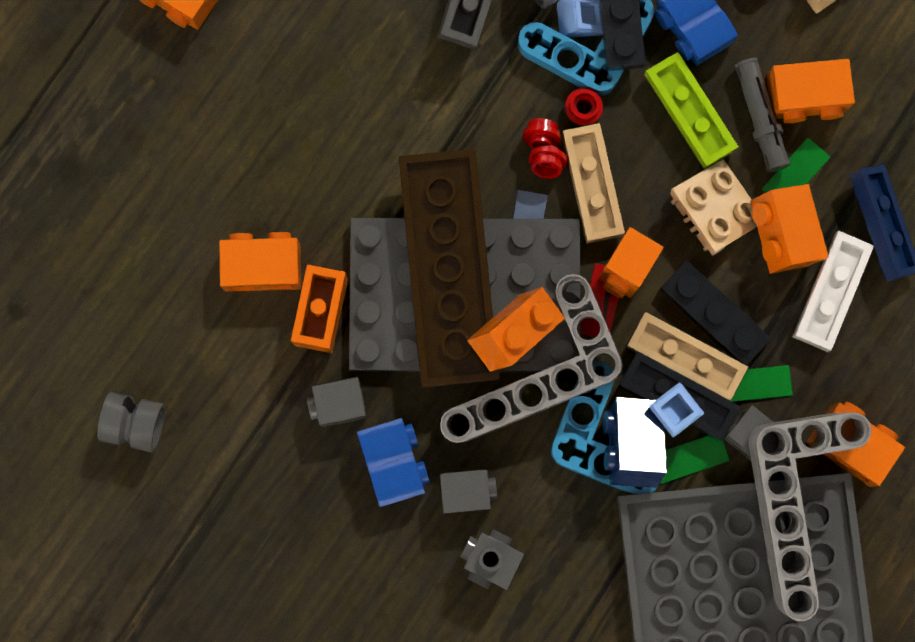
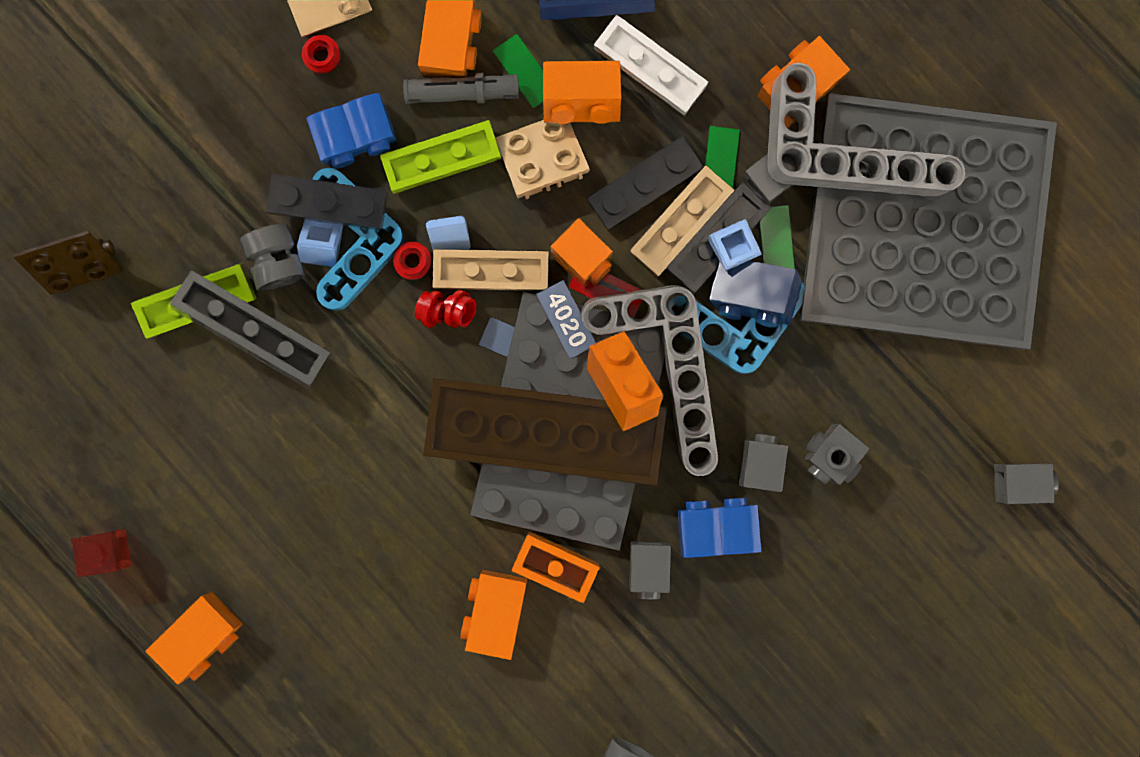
camera: 70 degrees left, 5 degrees up
(565, 261) = (566, 319): none -> sand blue sticker
(619, 135) = (449, 233): none -> light blue slope

